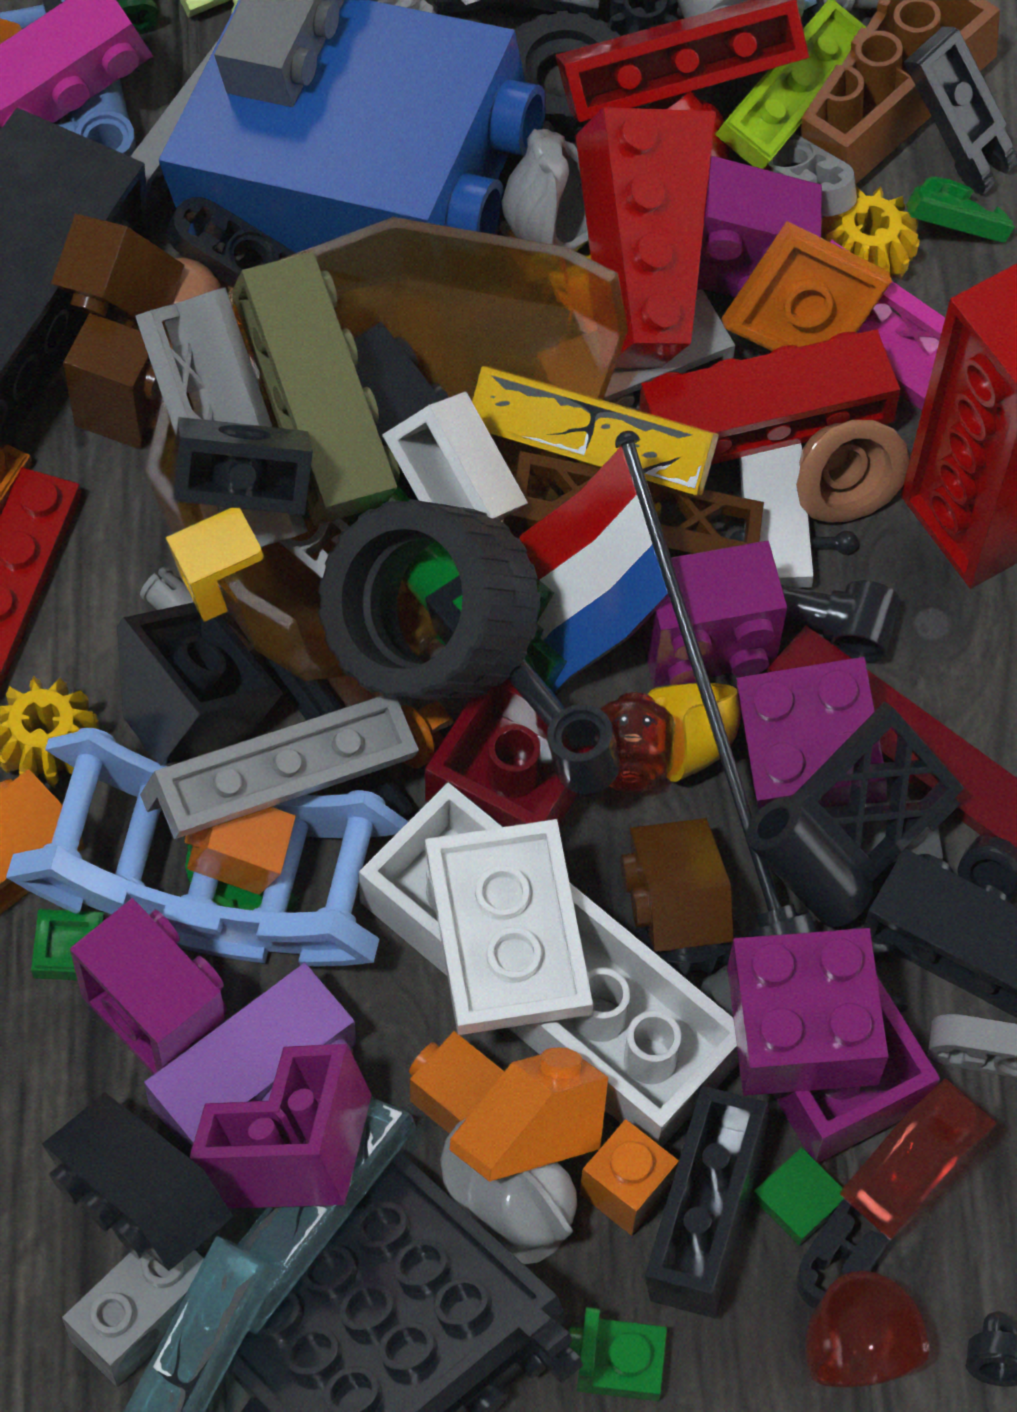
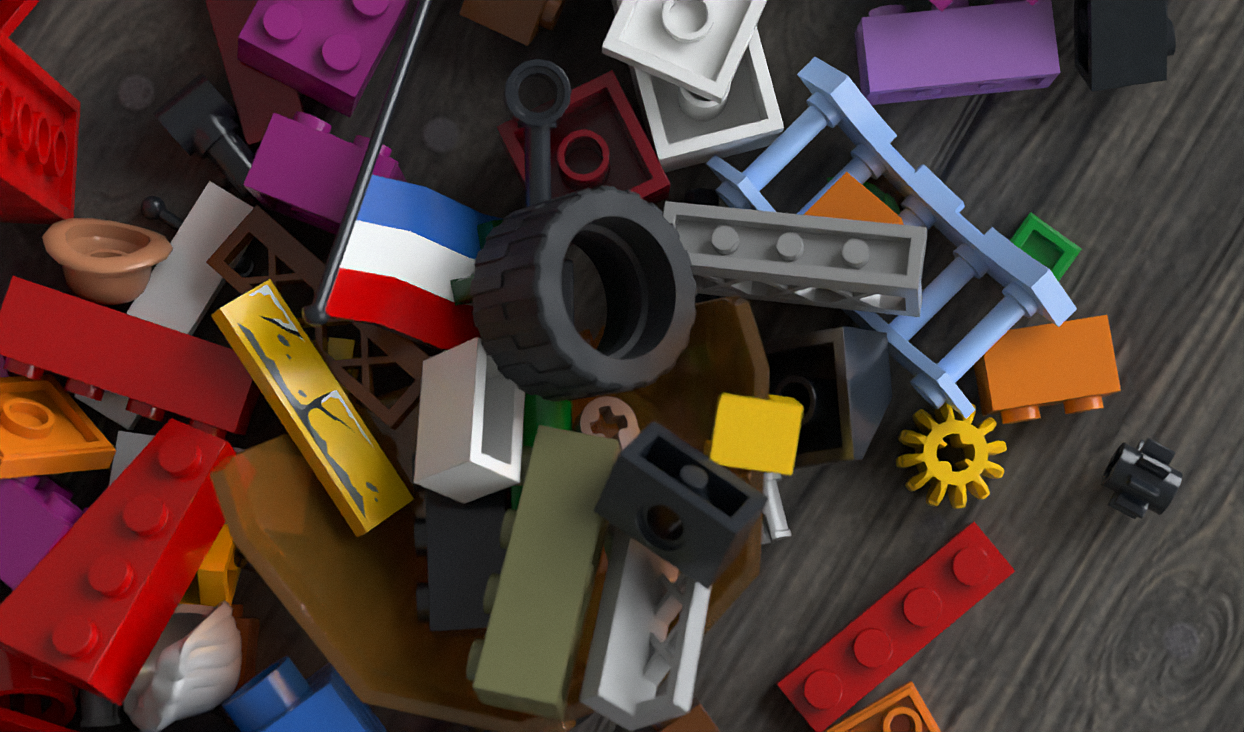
camera: 145 degrees left, 20 degrees up
(147, 985) = (1010, 142): magenta brick -> none
(644, 741) = (466, 124): clear red head -> none
(694, 738) = (420, 113): yellow helmet -> none

